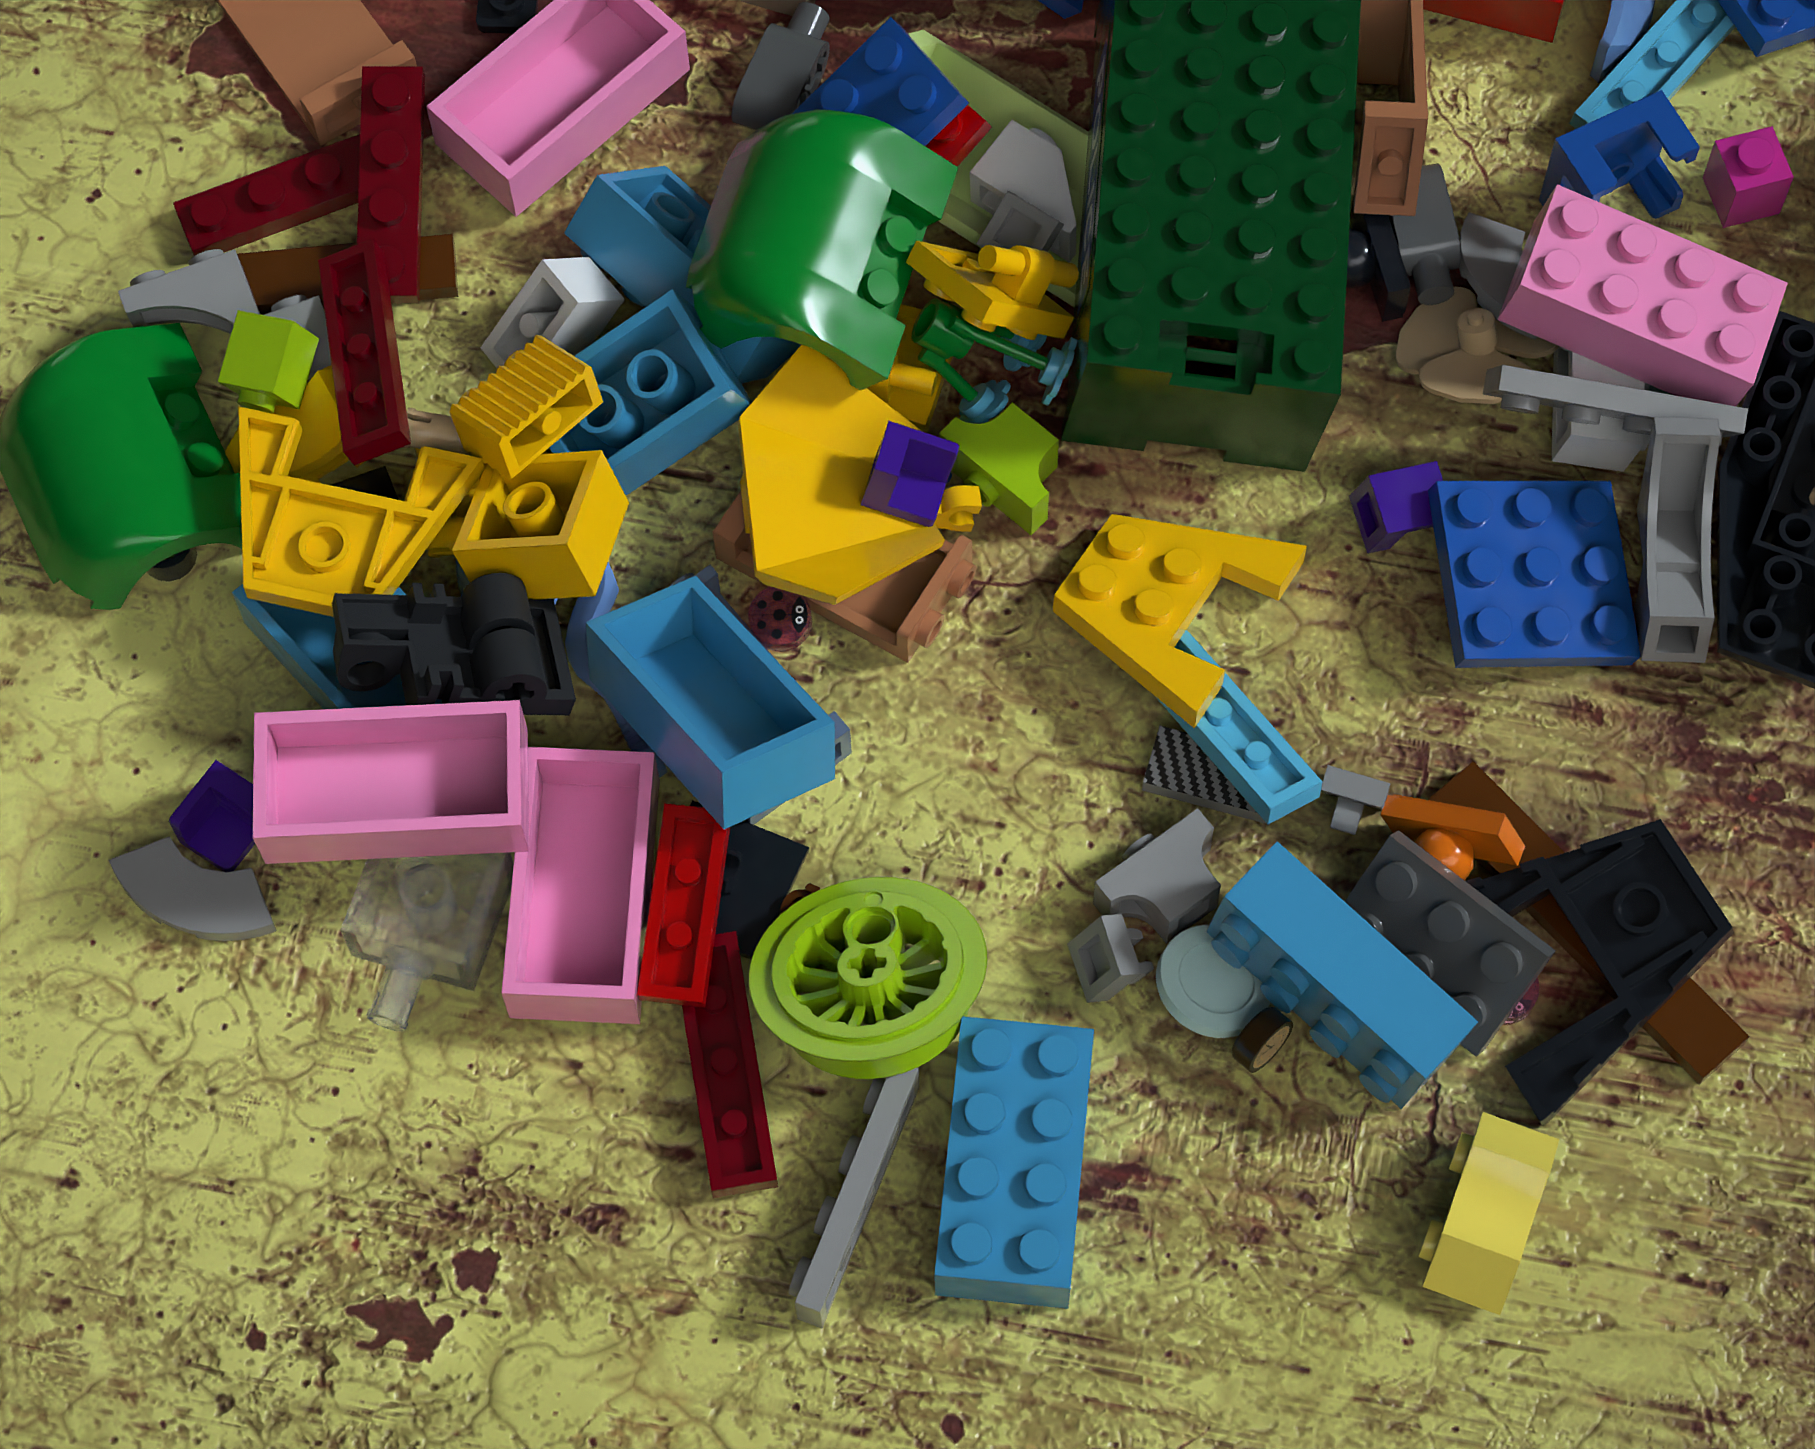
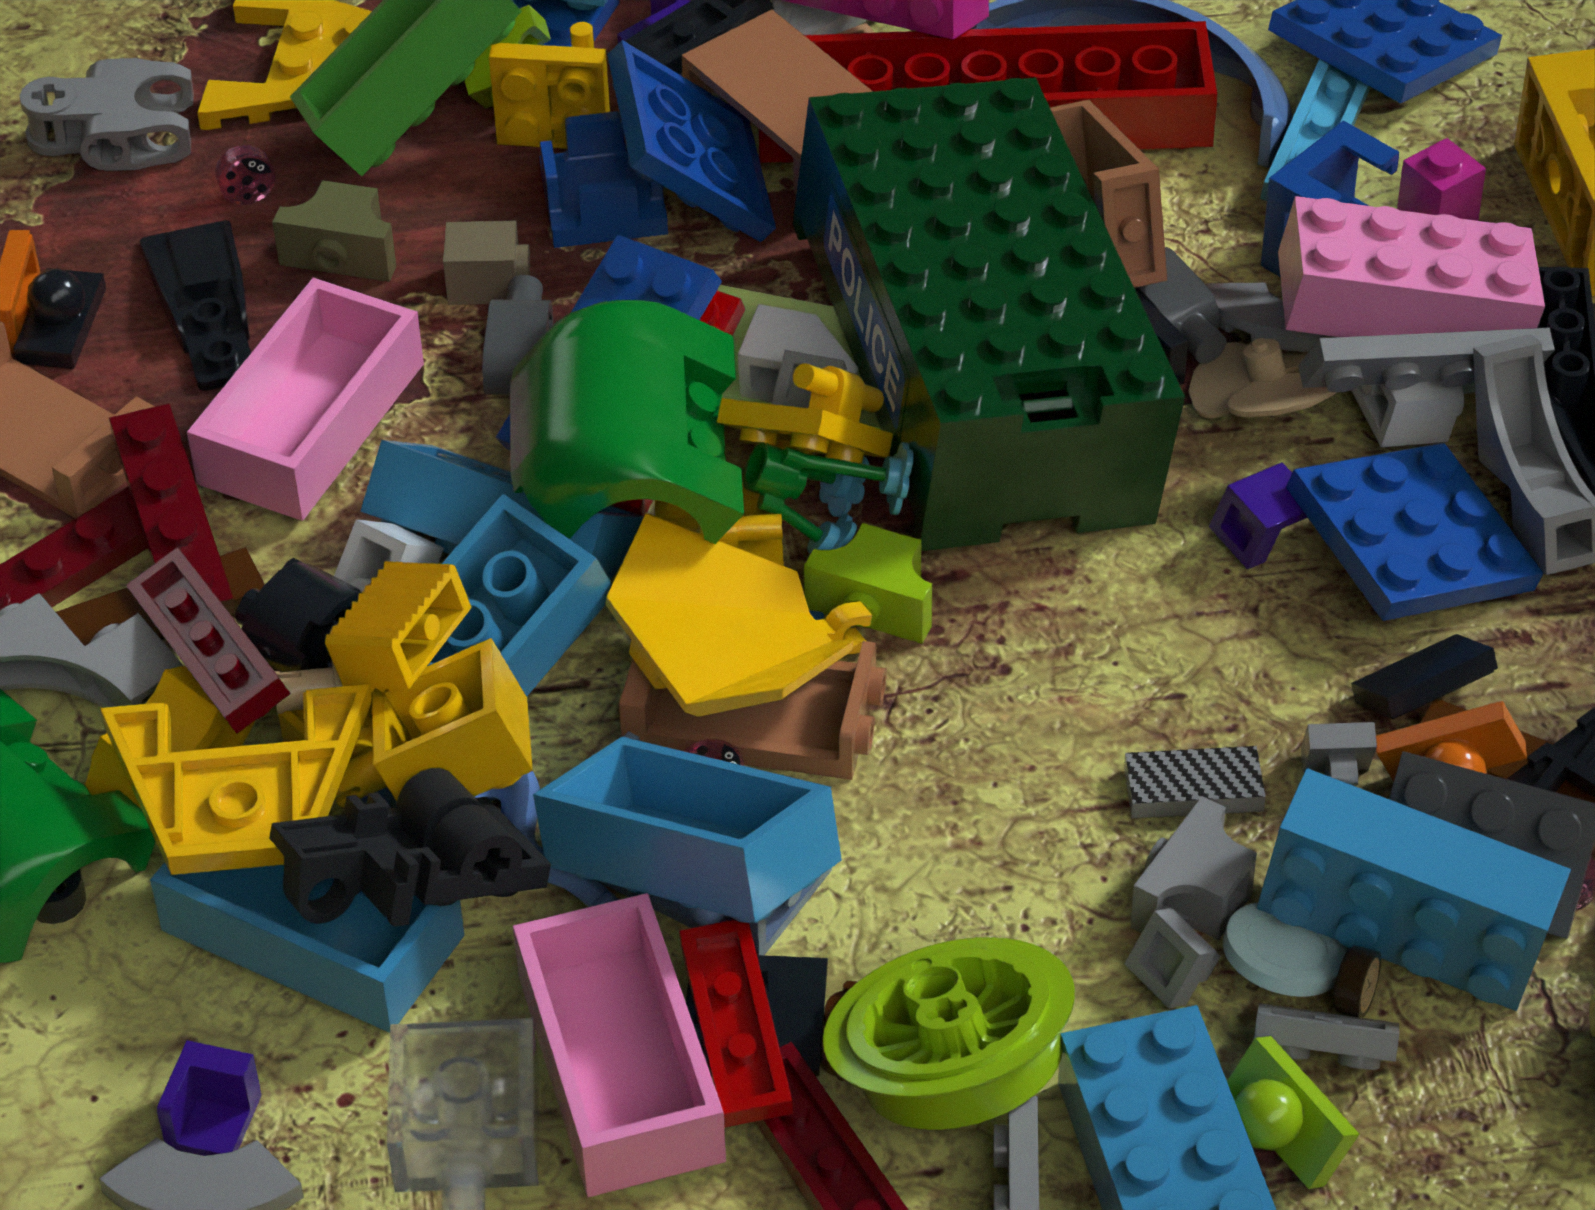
camera: 20 degrees left, 20 degrees down
(268, 361) = (110, 666): lime brick -> none
(390, 782) = (396, 976): bright pink piece -> none
(454, 349) = (294, 615): none -> black brick
(909, 474) = (793, 596): dark purple panel -> none
(1136, 1151) = (1289, 1113): none -> lime tile
(1146, 585) = (1065, 645): yellow wing -> none
(1211, 1082) = (1356, 1040): none -> light grey plate
(1250, 749) = (1183, 722): medium azure plate -> none
(1473, 734) = (1424, 676): none -> black tile

